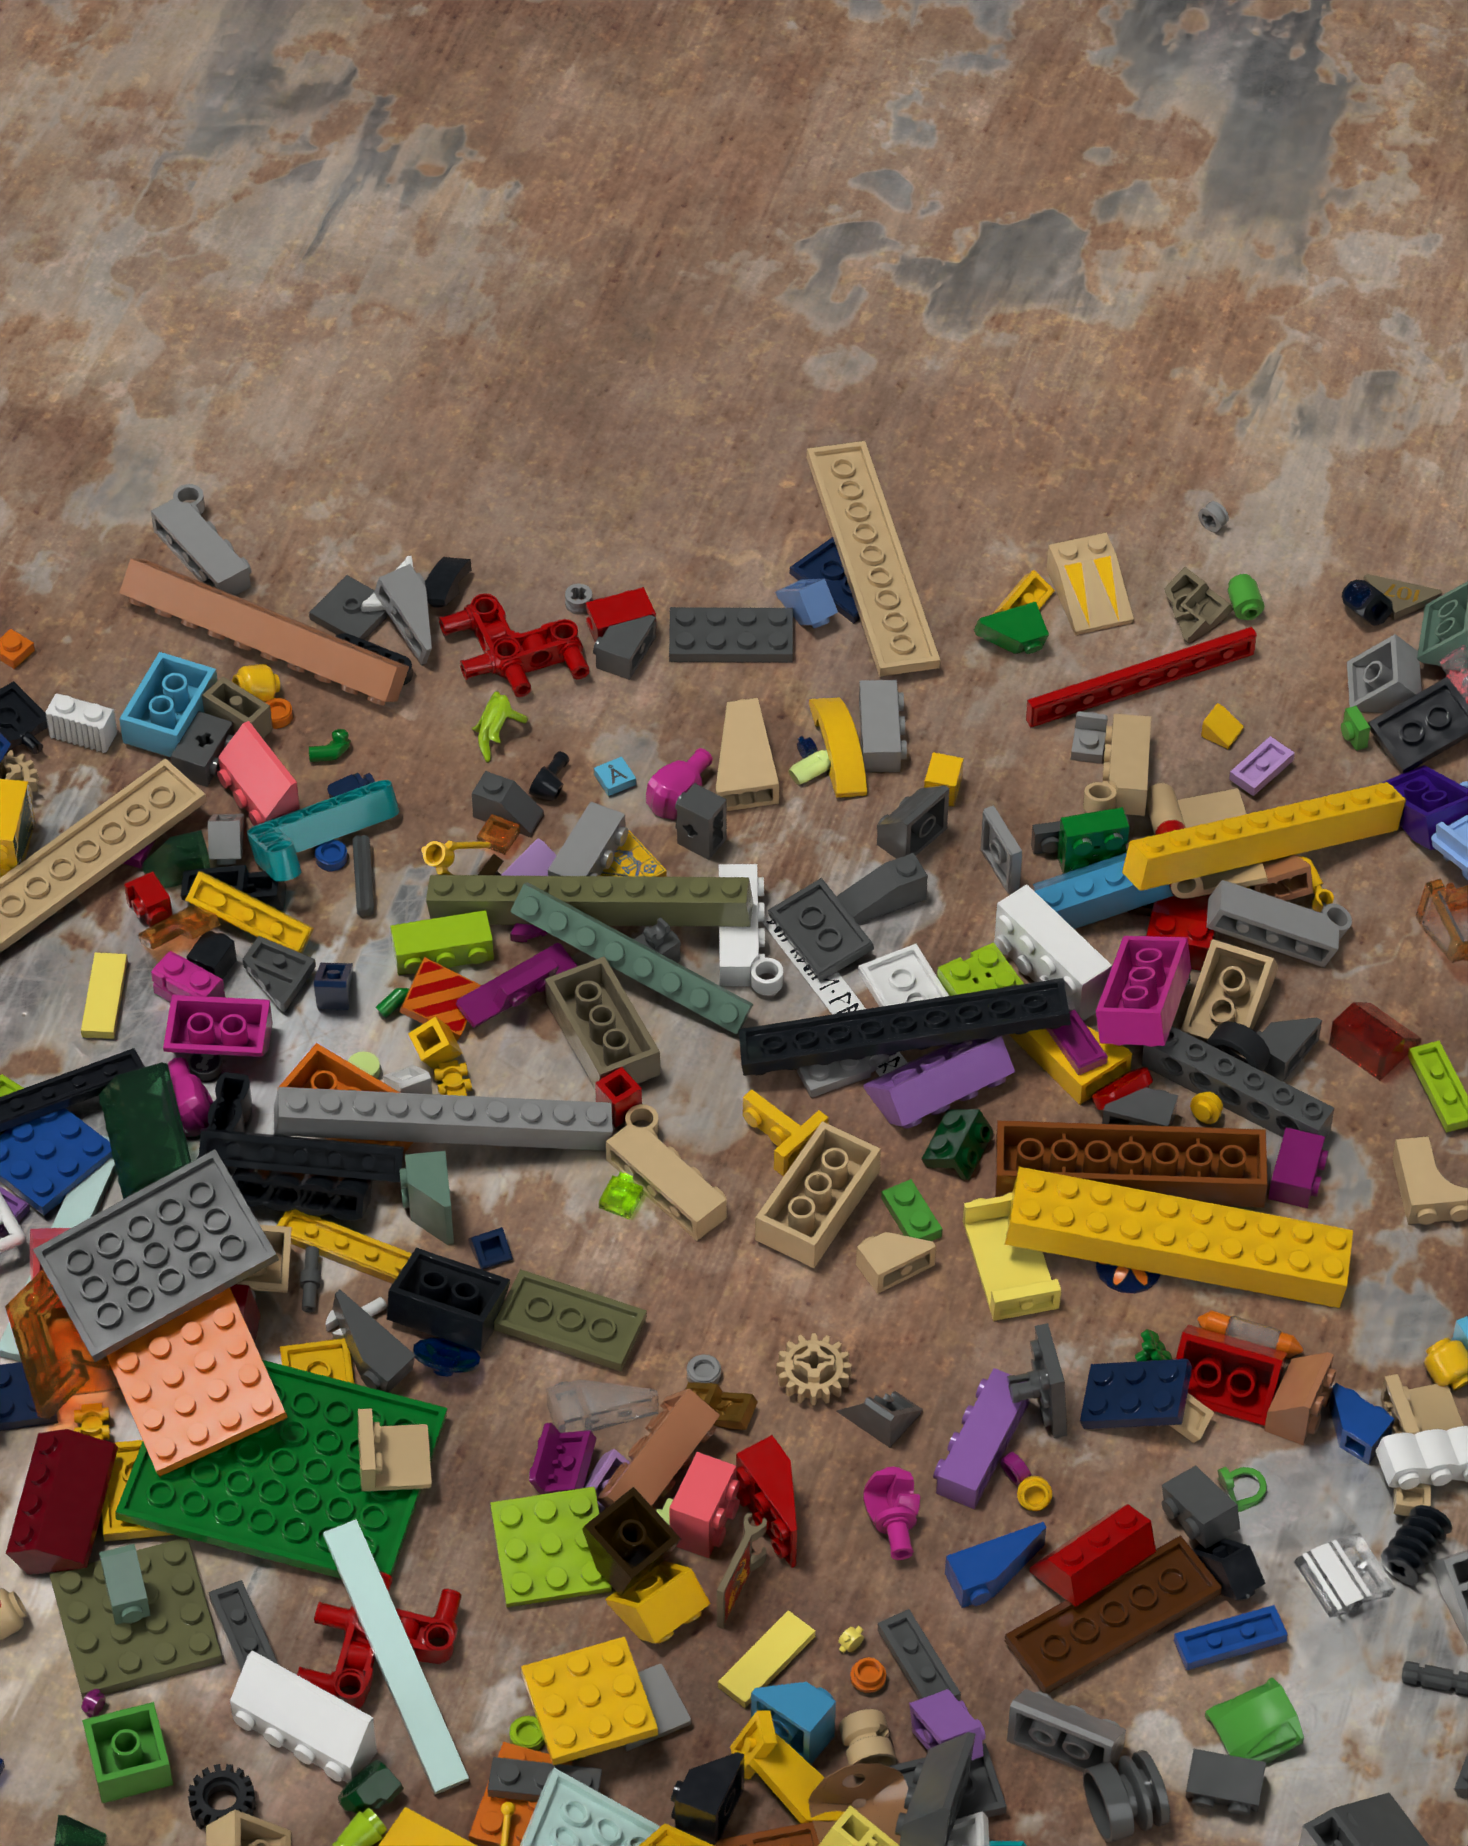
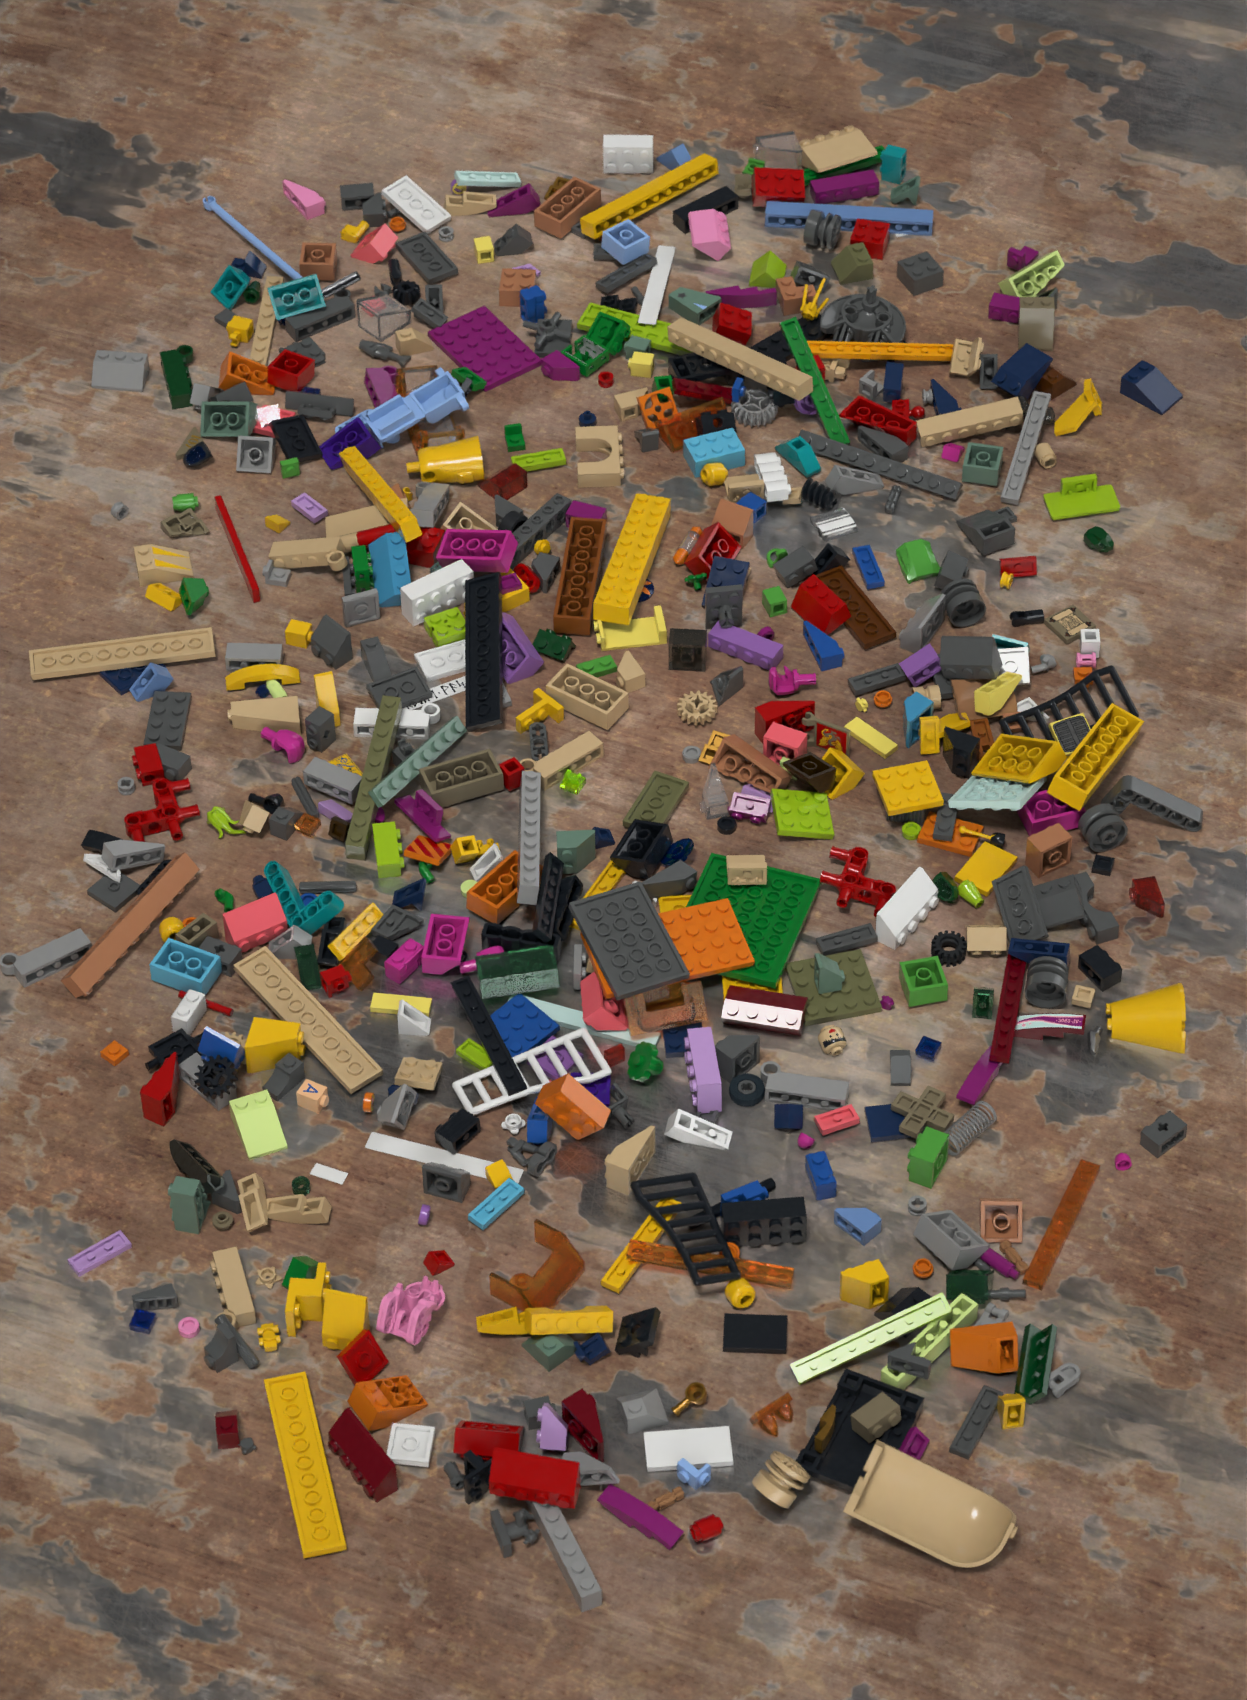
camera: 85 degrees left, 5 degrees down
(60, 1006) = (412, 1020): none -> white slope
(92, 1420) = (713, 1005): yellow piece -> none
(106, 758) = (212, 1005): none -> red bar
(395, 1657) = (871, 868): light aqua tile -> none
(443, 856) = (333, 837): yellow plant -> none
(506, 757) = (253, 817): none -> tan slope
(526, 1434) = (726, 825): none -> black tile
(552, 831) = (305, 797): none -> dark grey axle
(615, 776) = (269, 775): medium azure tile -> none
(719, 1129) = (542, 738): none -> dark grey beam
(758, 821) = (326, 694): none -> yellow slope
(949, 1338) = (687, 649): none -> clear smoke brick
(1034, 1493) = (780, 630): yellow plate -> none
(1110, 1480) = (774, 601): none -> bright green brick
(1400, 951) = (450, 462): none -> yellow torso

